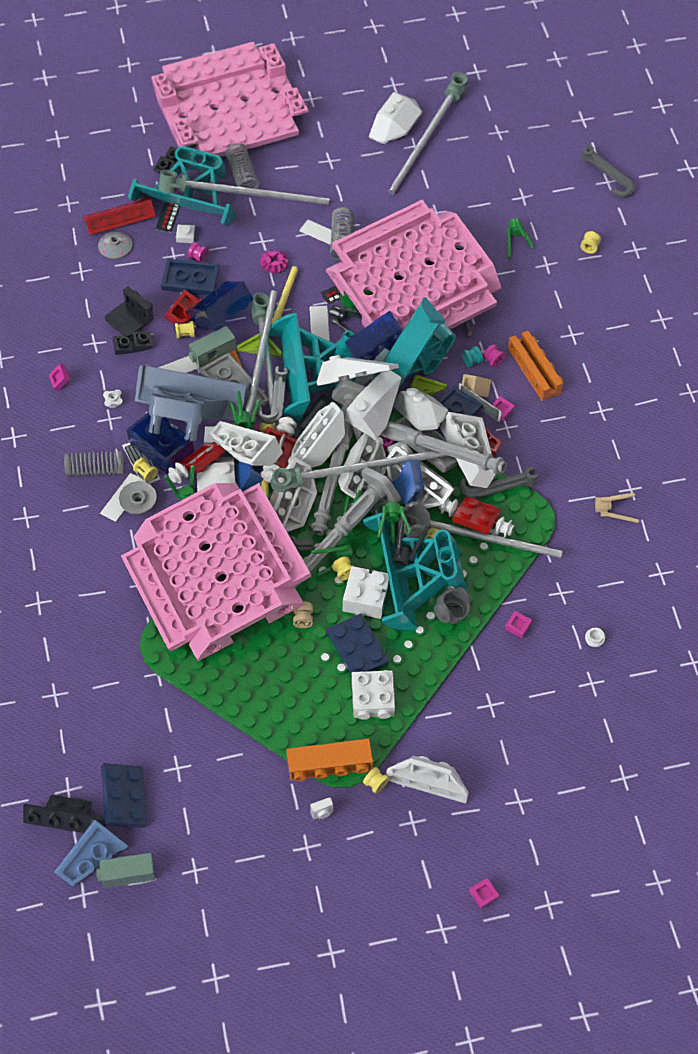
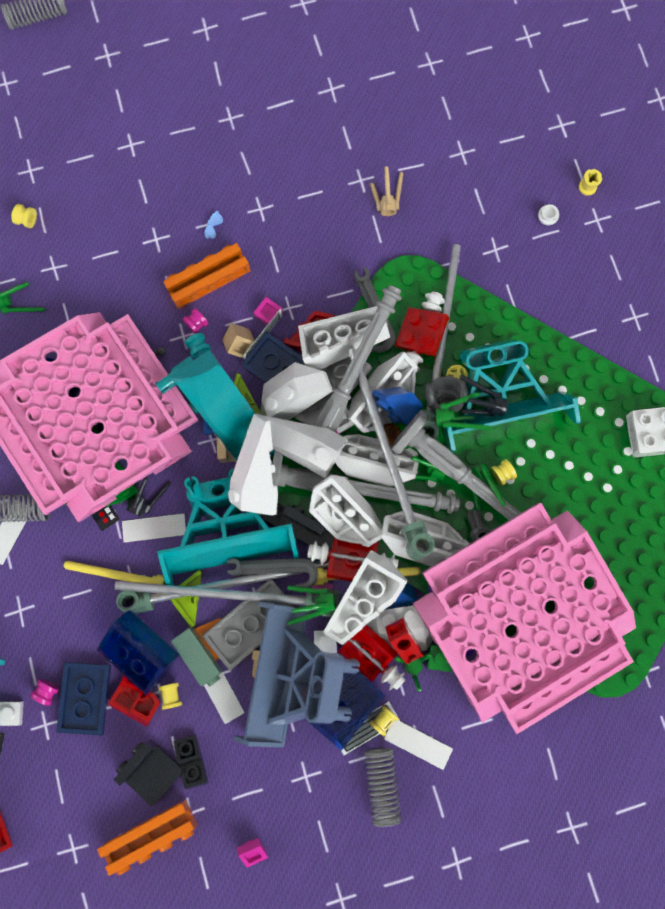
camera: 90 degrees left, 20 degrees up
(82, 314) = (148, 837): none -> orange brick
(112, 402) = (279, 770): white plate -> none
(115, 245) = (36, 800): light grey dish -> none
(137, 491) = (429, 736): light grey dish -> none
(205, 475) = (403, 641): none -> red leg
(276, 266) = (64, 588): dark pink gear -> none
(303, 616) = (573, 508): tan wheel -> none
(357, 645) = (594, 453): dark blue plate -> none
(366, 592) = (535, 445): white piece -> none
(376, 337) = (196, 447): clear blue brick -> none
(453, 605) = (543, 352): dark grey hair -> none
(518, 624) = (544, 289): dark pink plate -> none
(578, 372) = (215, 219): none -> light blue piece
(630, 676) = (590, 181): none -> light yellow bush

